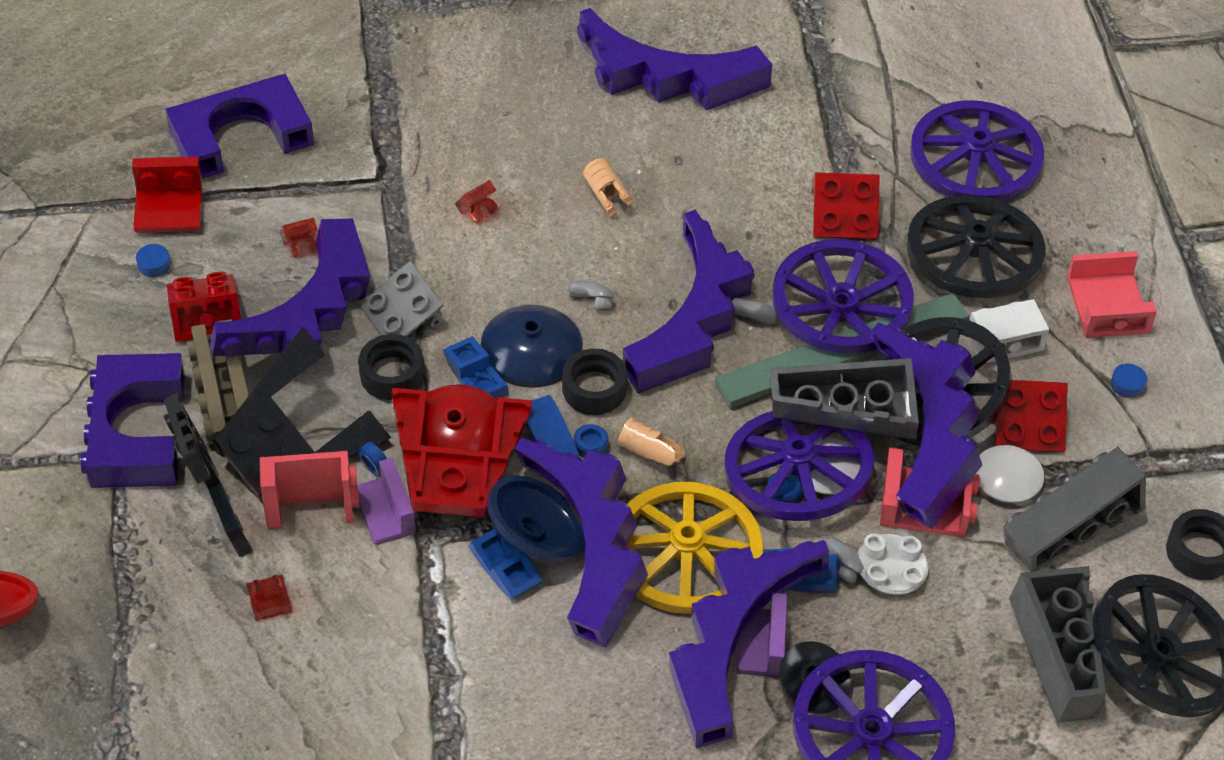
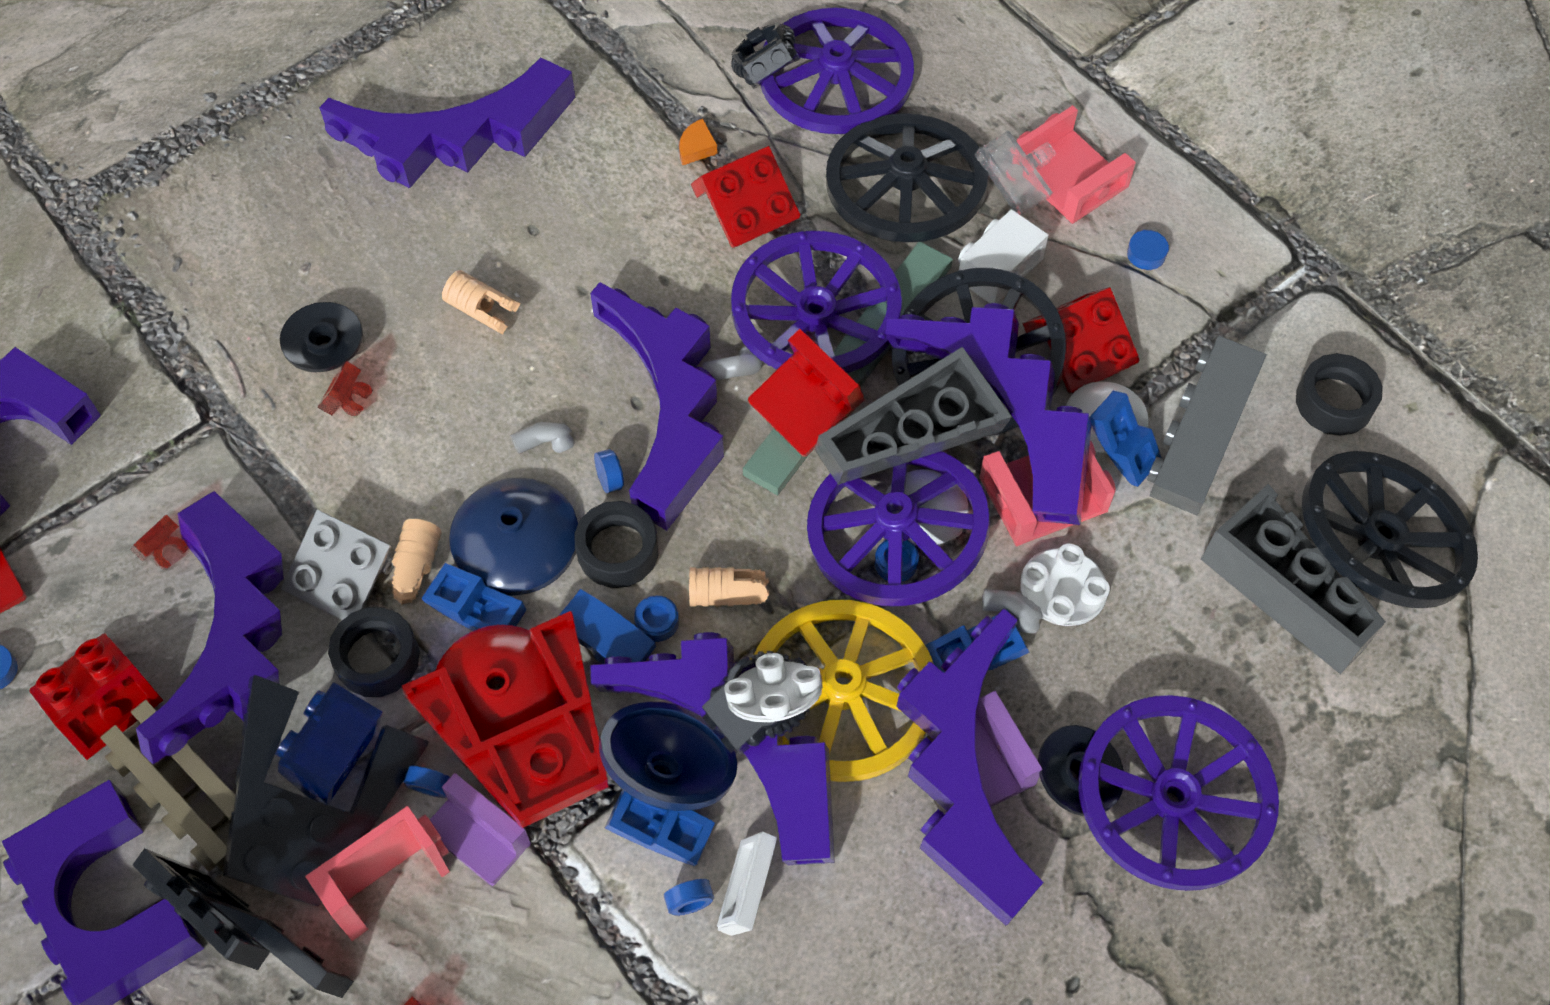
camera: 30 degrees left, 10 degrees up
(325, 398) = (328, 743): none -> clear blue slope
(454, 324) = (413, 558): none -> light nougat hinge
(485, 159) = (317, 325): none -> black dish
(493, 611) = (689, 897): none -> blue tile
(536, 623) = (746, 884): none -> white tile
(589, 497) = (738, 731): none -> black piece
(621, 333) = (609, 470): none -> blue tile
(622, 496) = (773, 690): none -> white dish
(786, 342) = (806, 395): none -> red bracket
(834, 154) = (696, 143): none -> orange tile
(925, 114) = (761, 64): none -> black piece
(1005, 485) = (1124, 441): none -> blue slope
(1060, 279) = (1015, 172): none -> clear plate

